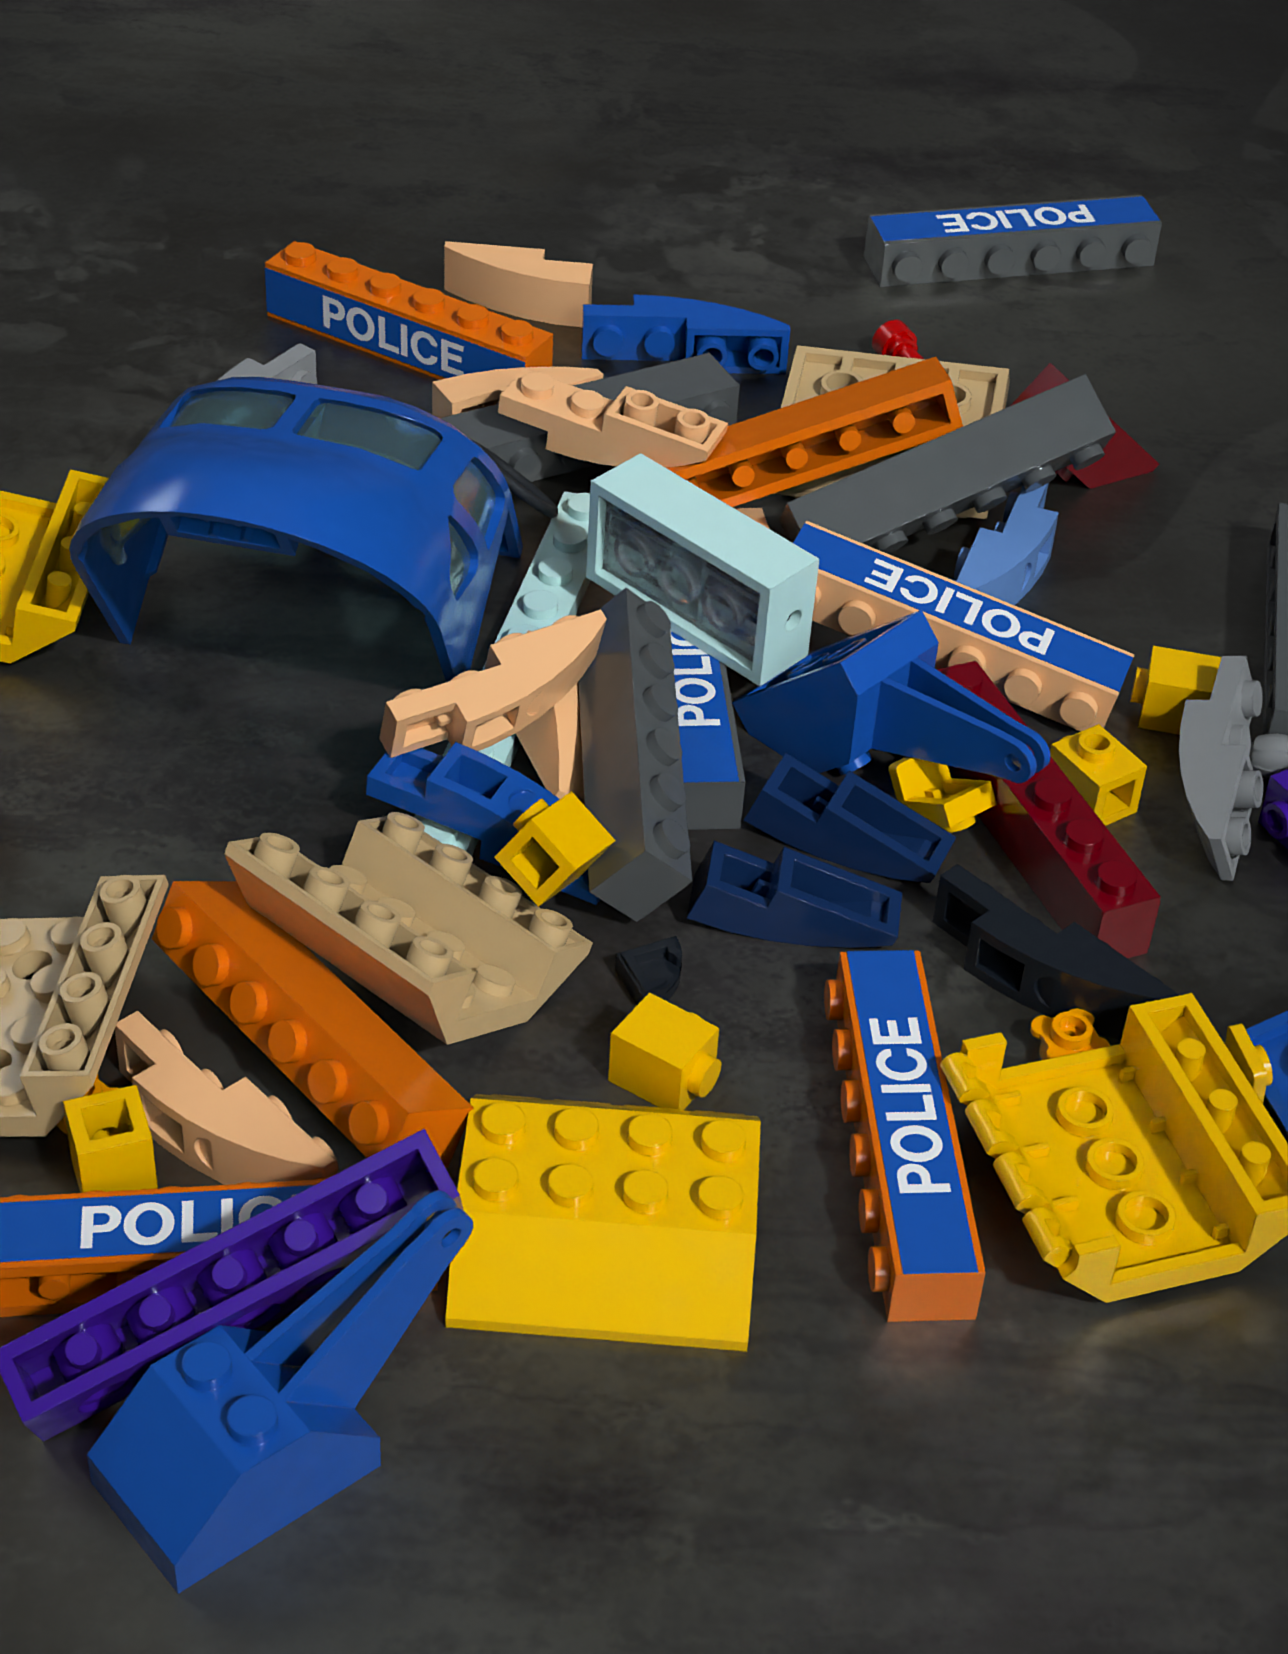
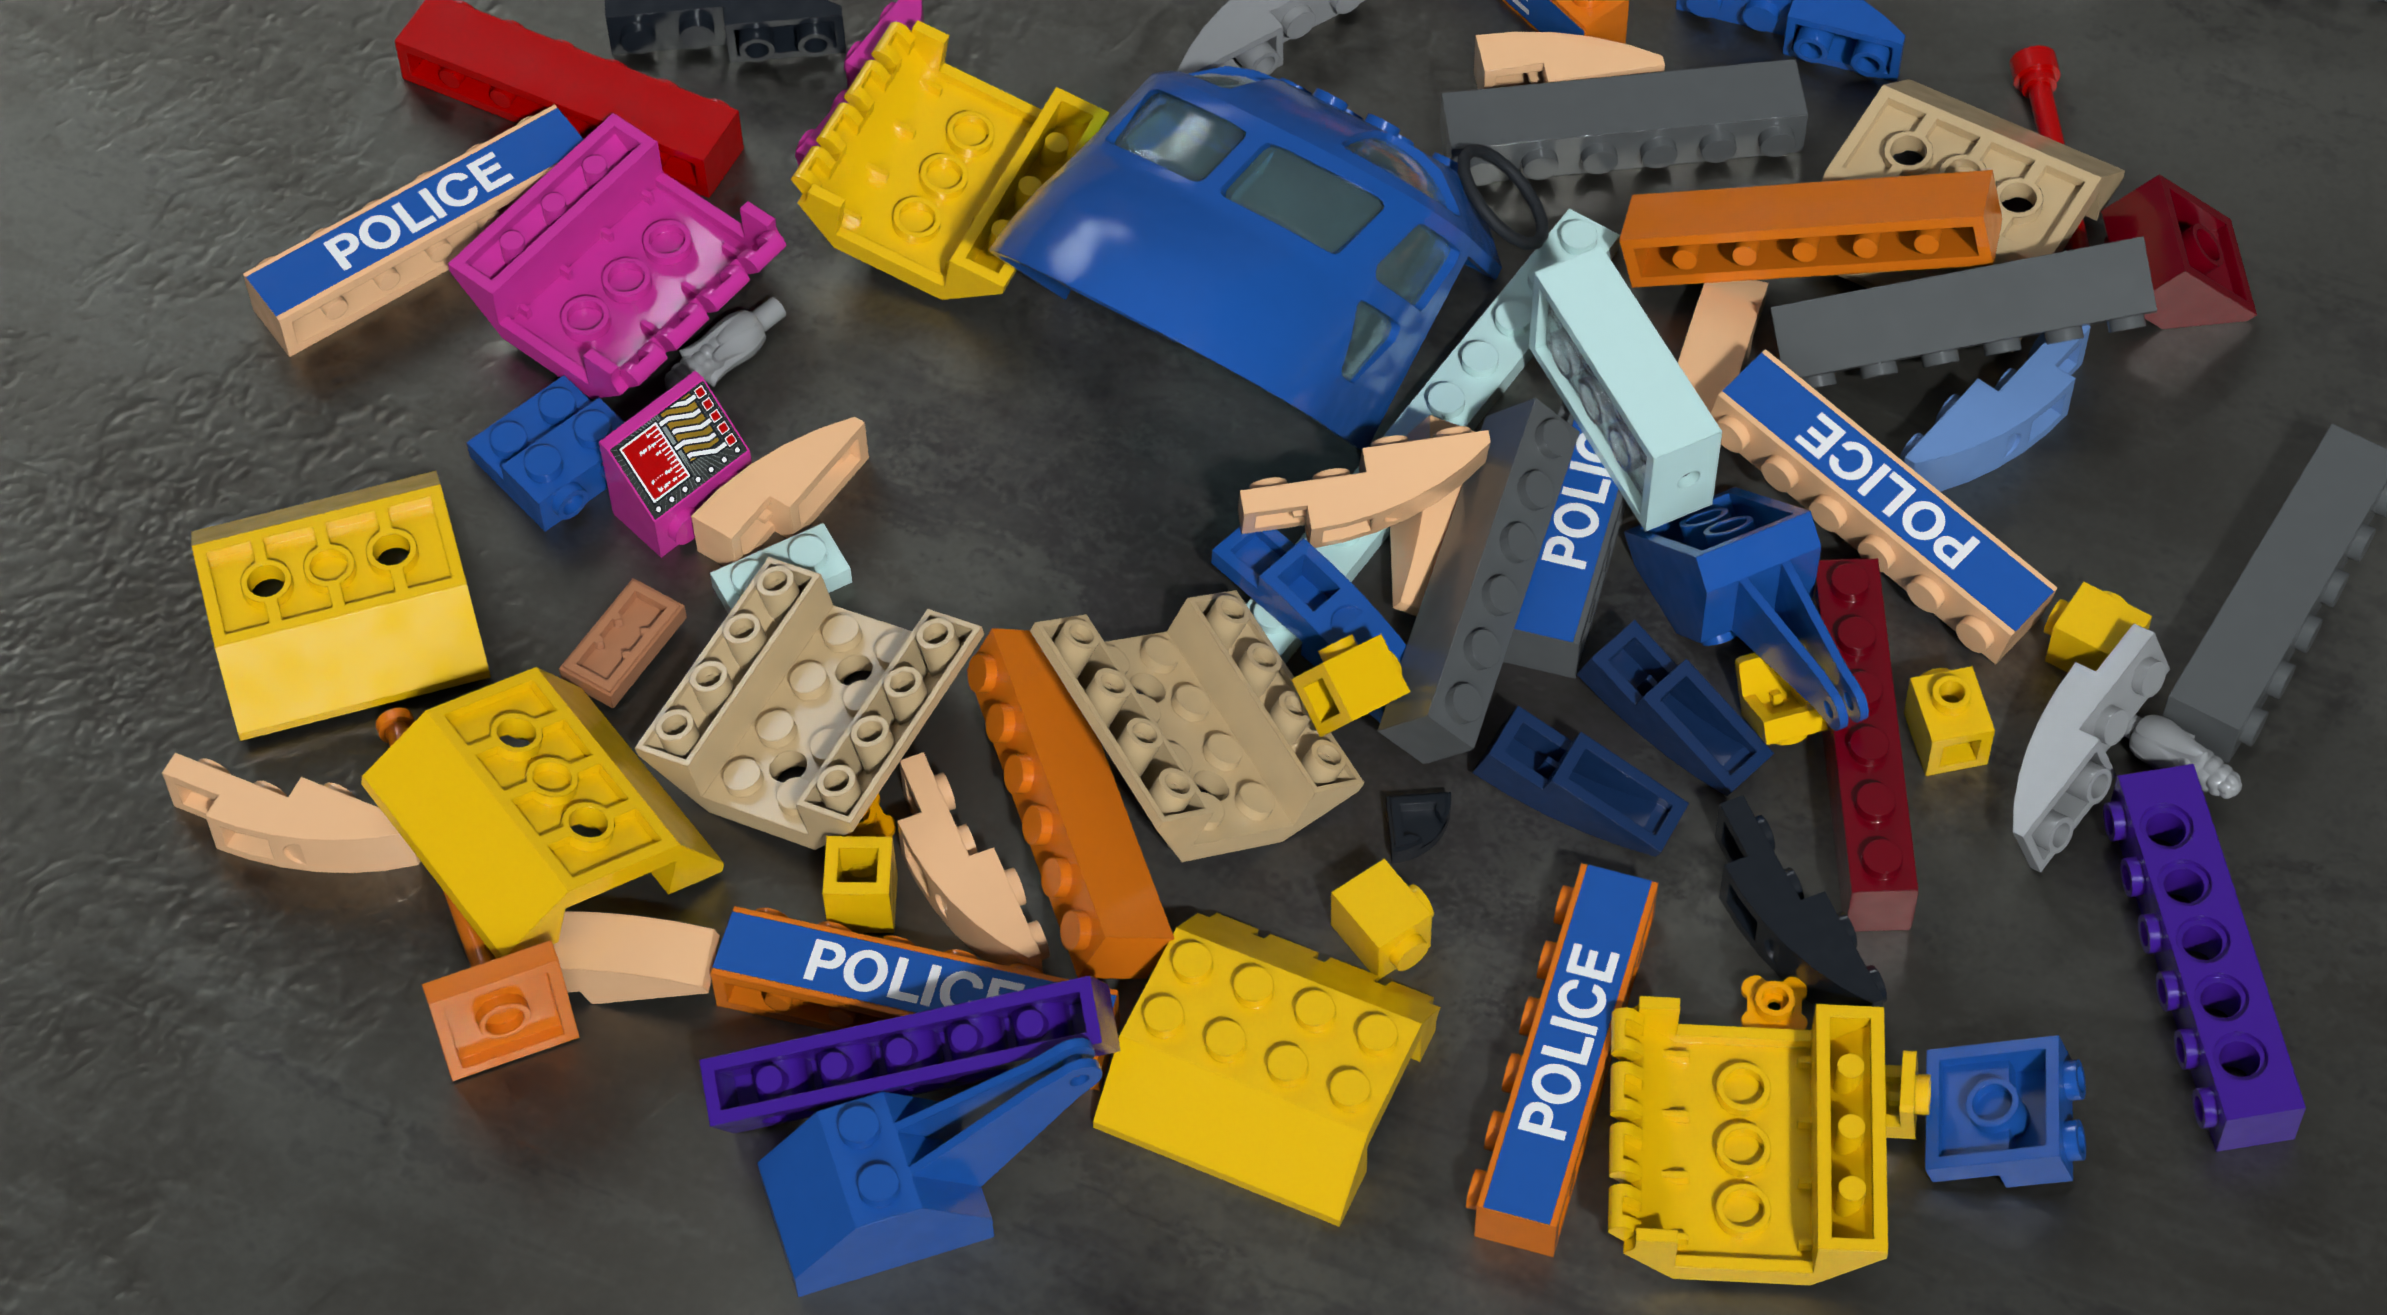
camera: 25 degrees right, 15 degrees up
(610, 431) = (1627, 163): light nougat slope -> none

